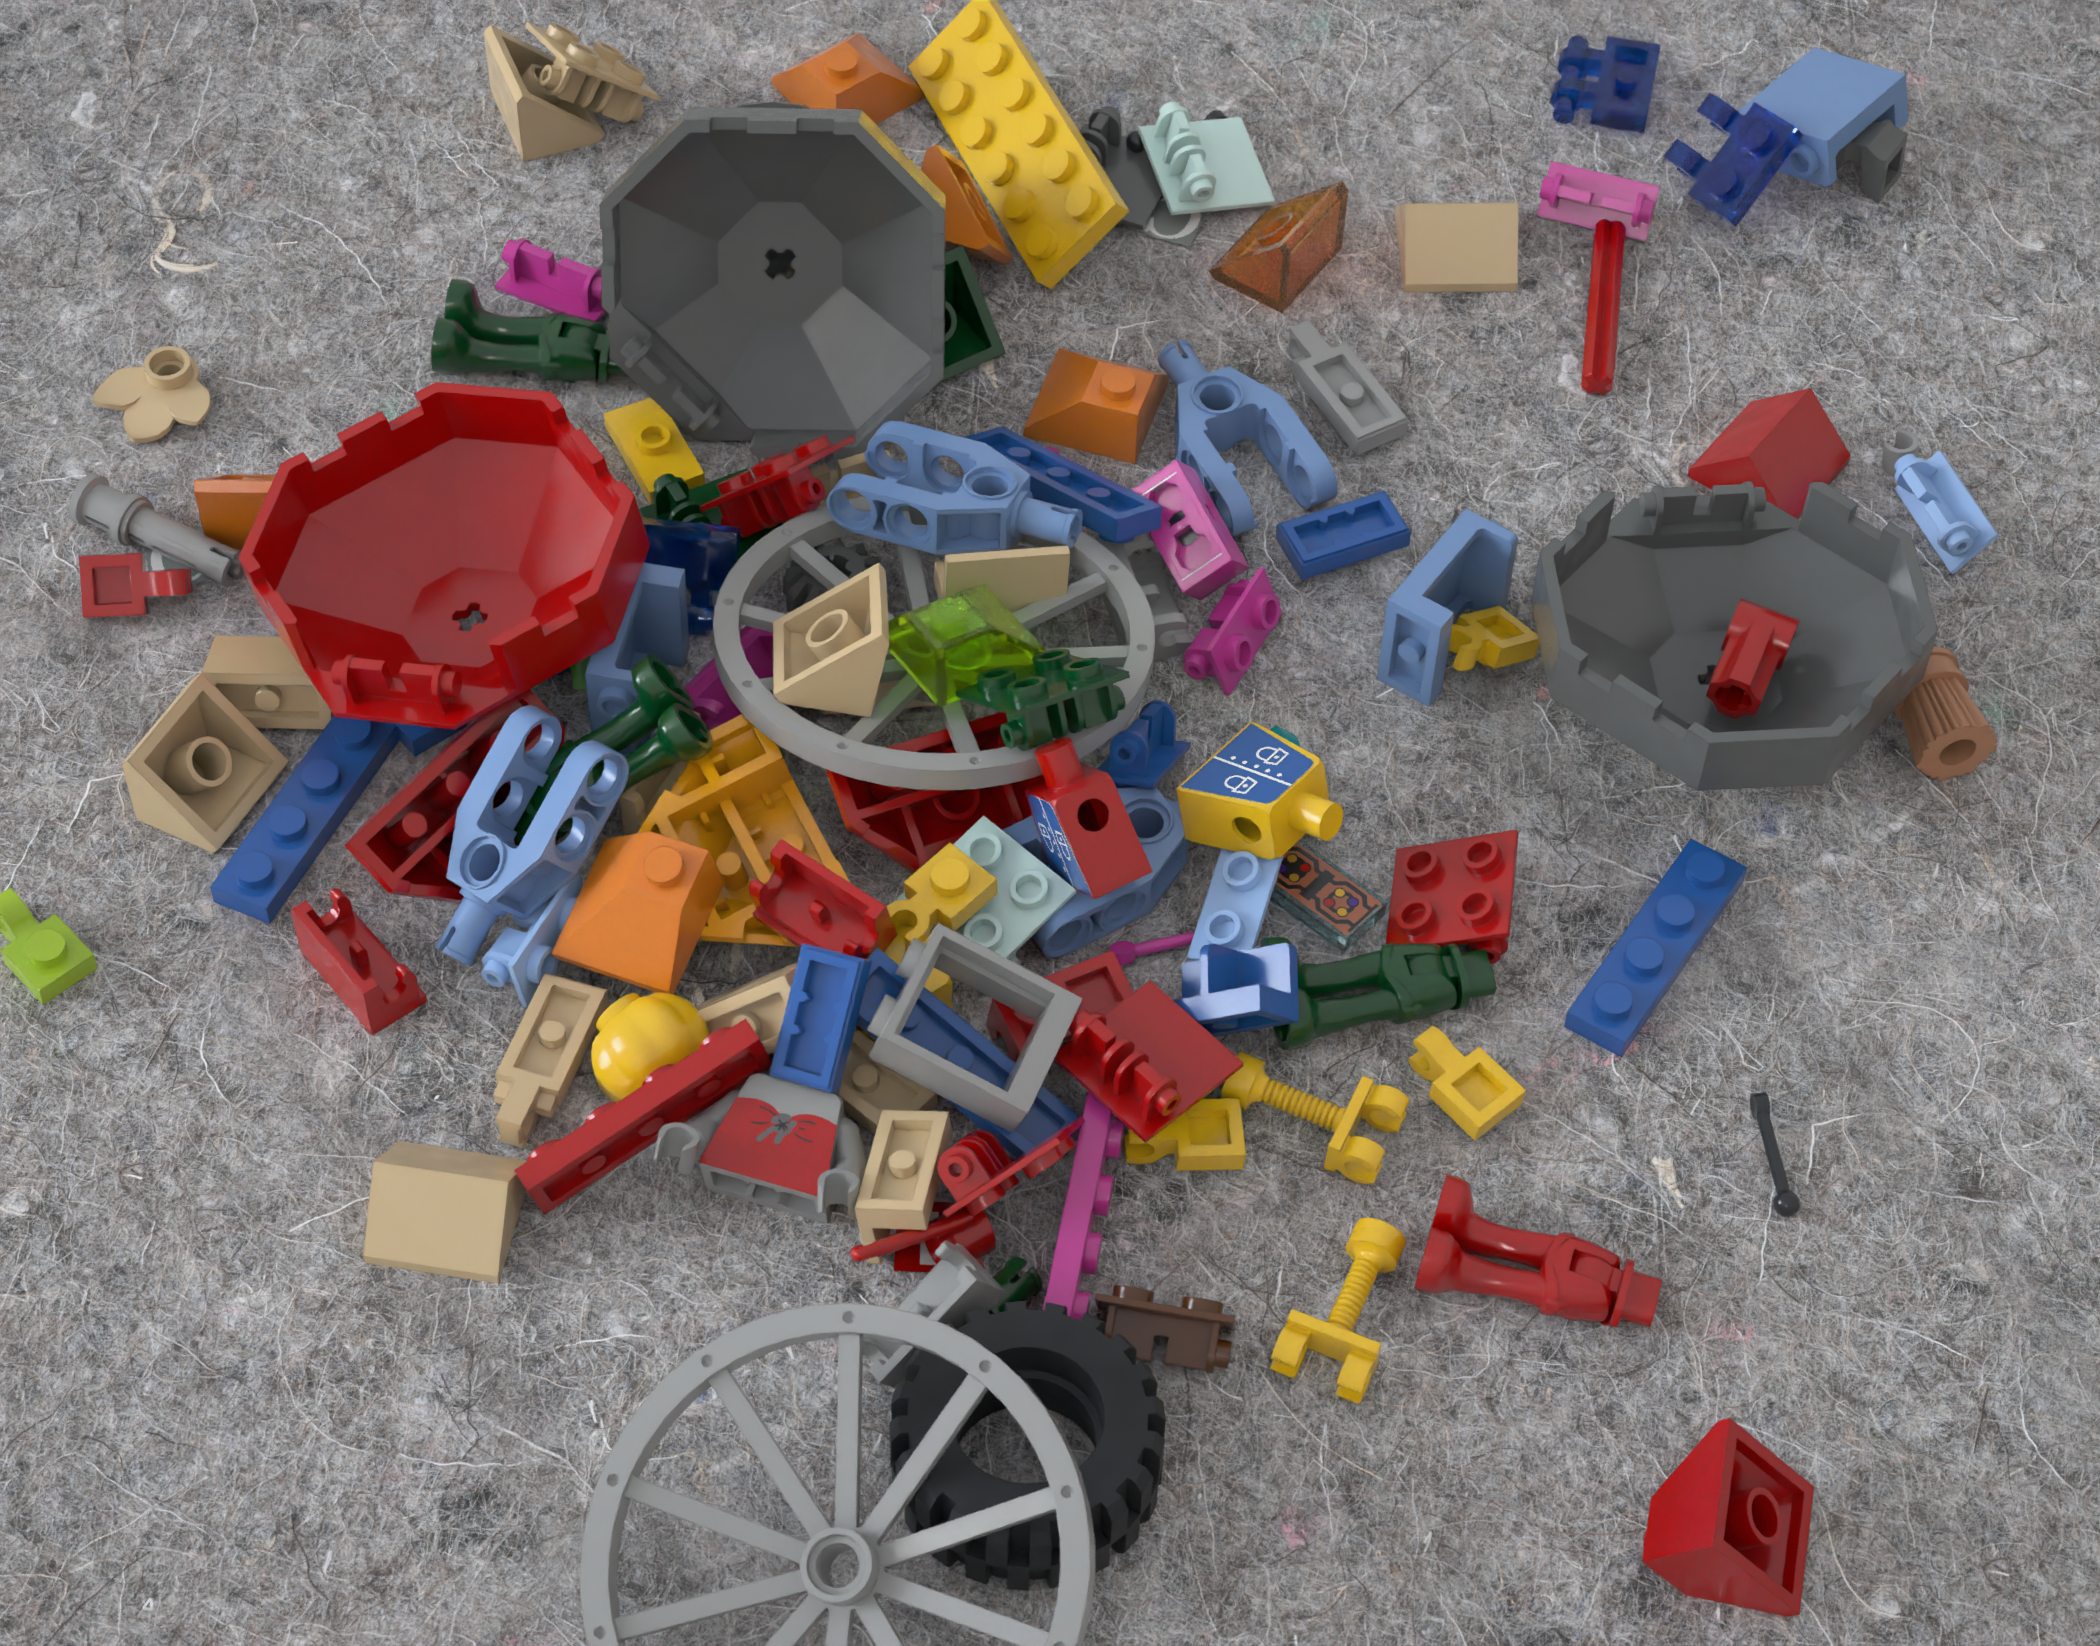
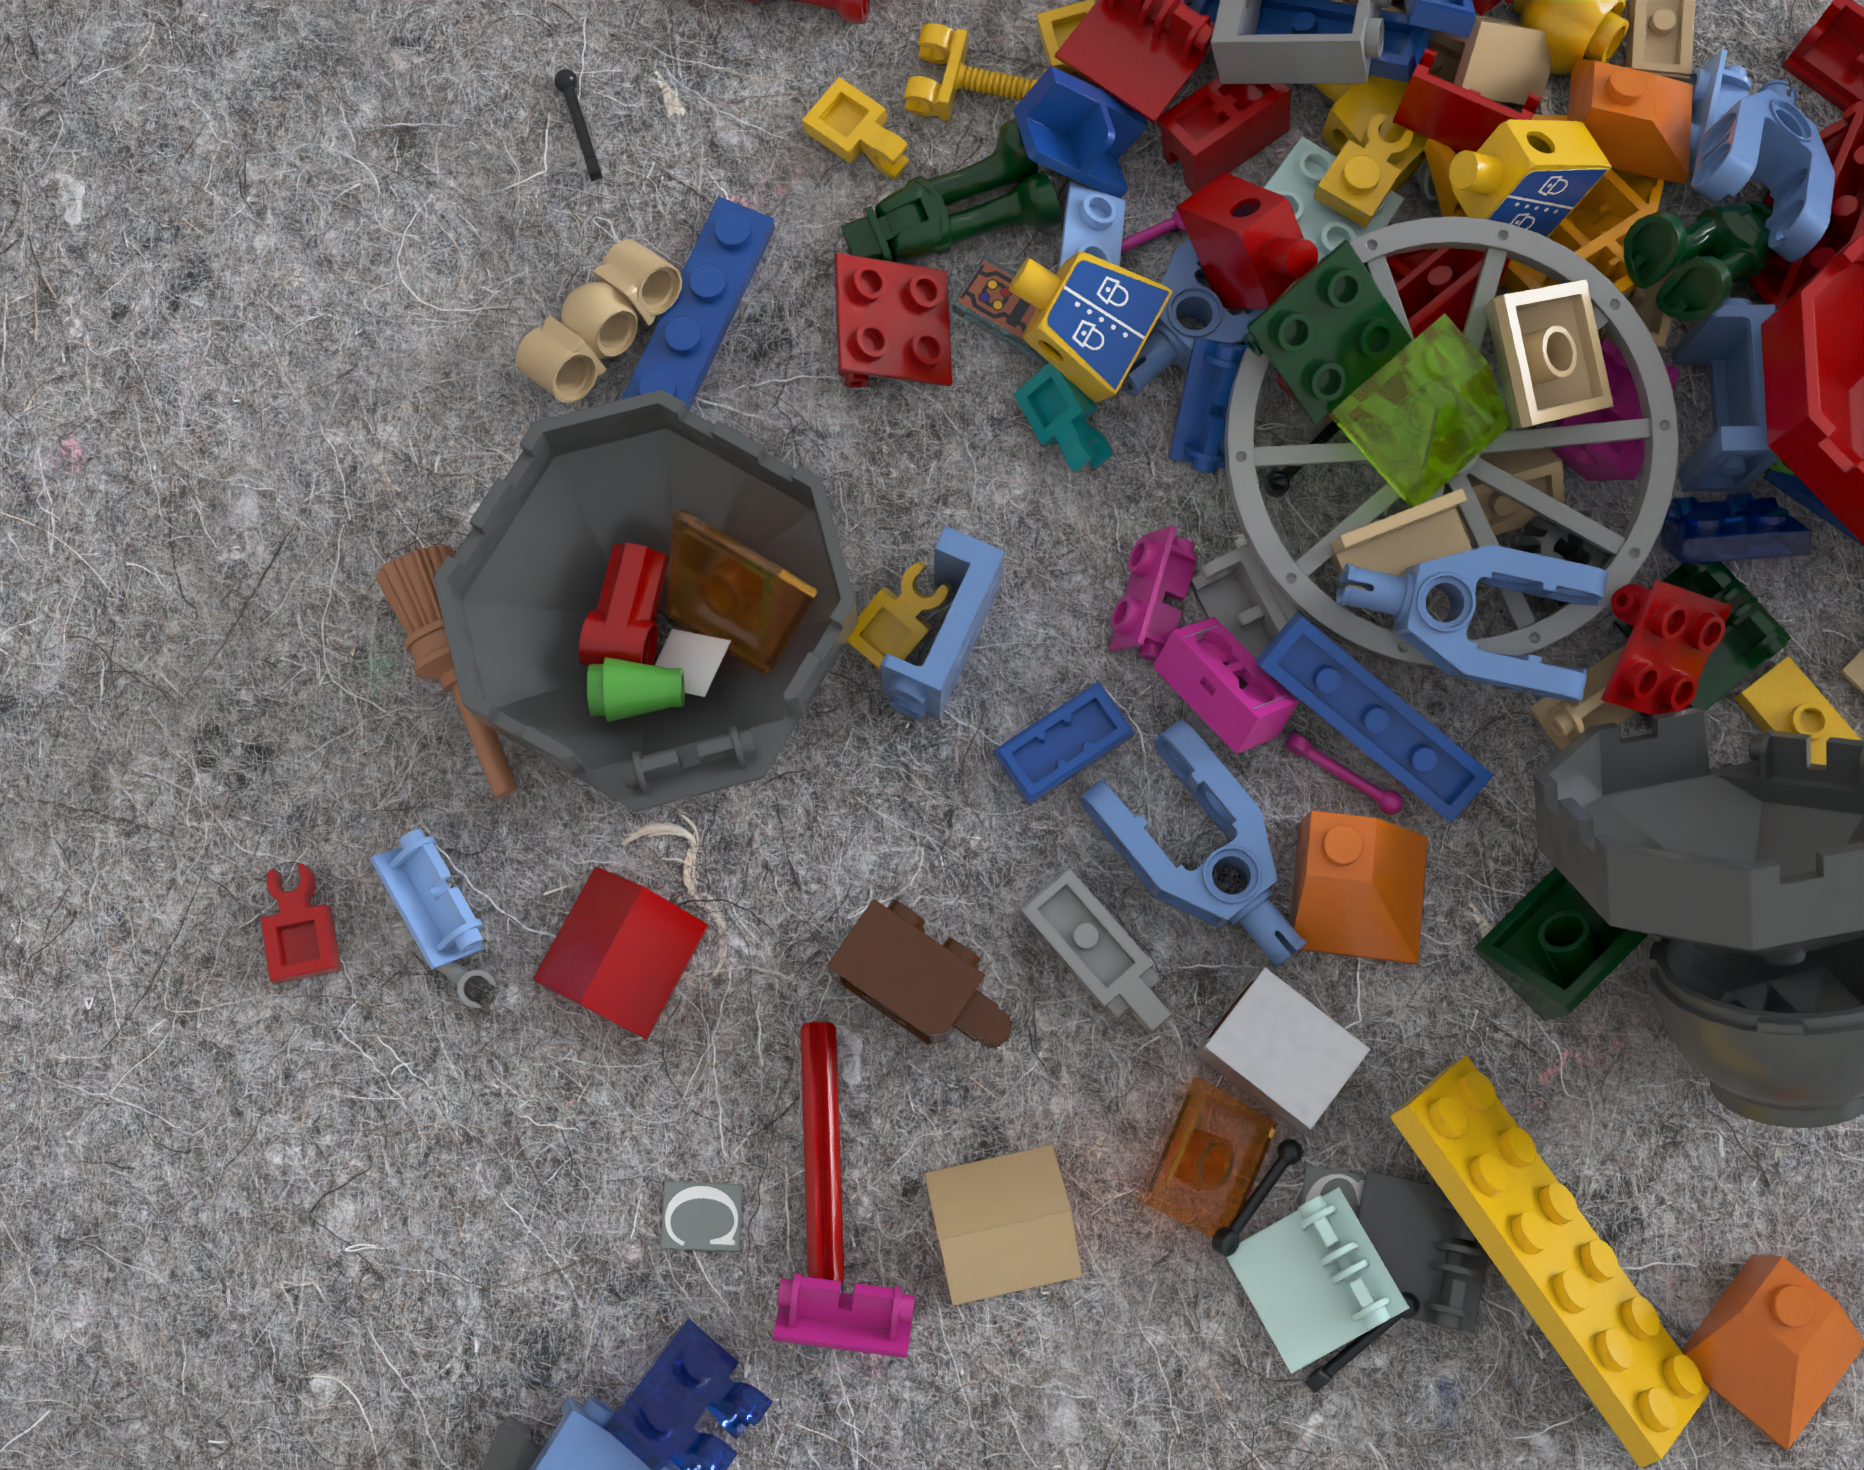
camera: 170 degrees right, 25 degrees up
(793, 805) = (1528, 173): none -> yellow torso
(966, 213) = (1581, 1083): orange slope -> none
(1201, 289) = (1282, 1051): none -> flat silver piece
(1205, 250) = (1227, 1239): none -> black hinge
(1514, 367) = (917, 979): none -> reddish brown hinge
(1637, 643) = (733, 593): none -> clear orange slope
(1694, 614) = (698, 657): none -> white sticker
(1710, 292) = (701, 1216): none -> light grey sticker
(1751, 575) = (631, 689): none -> bright green cone
(1762, 932) = (599, 320): none -> tan piece
(2067, 507) = (301, 937): none -> red plate

